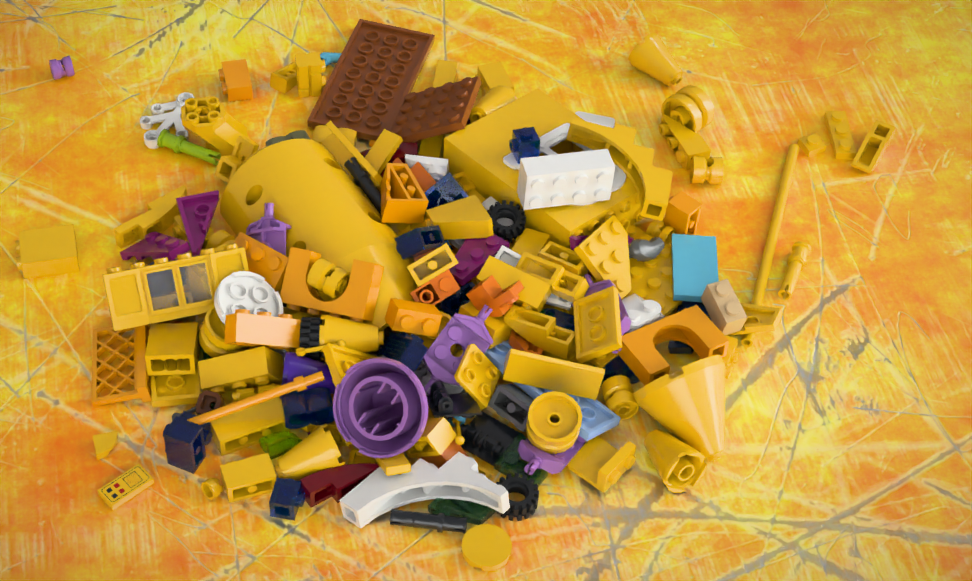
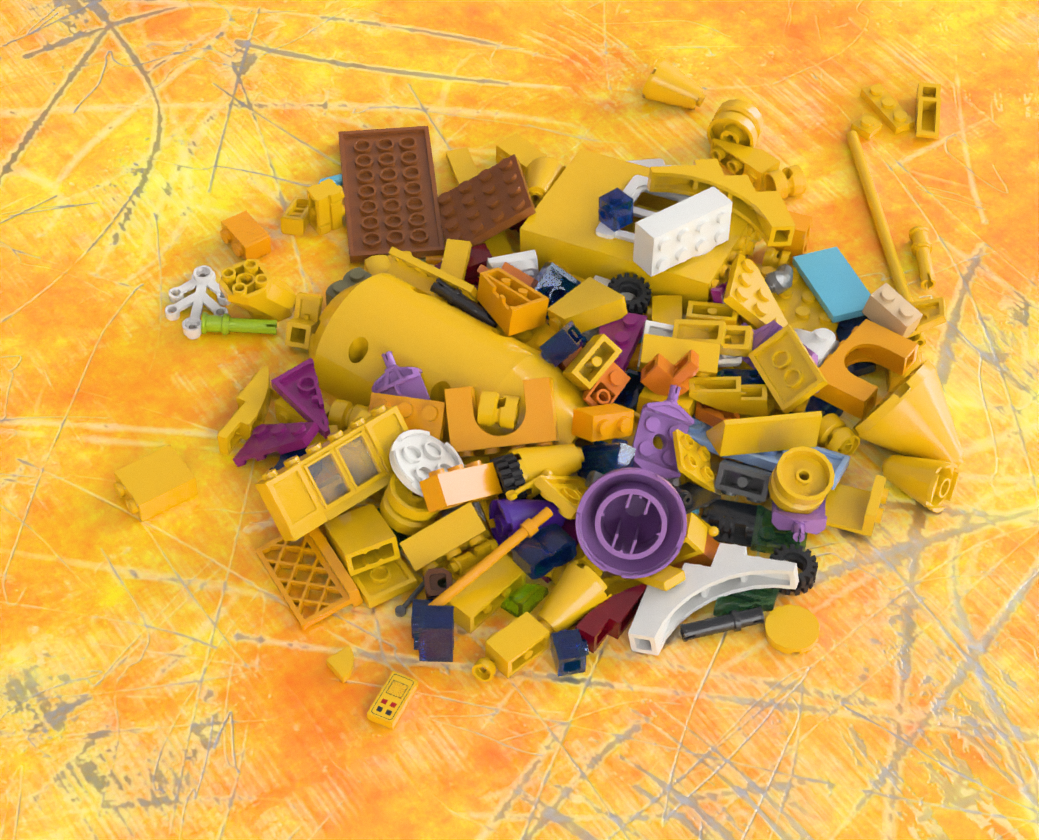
camera: 20 degrees left, 0 degrees up
(57, 69) = (42, 281): medium lavender wheel -> none

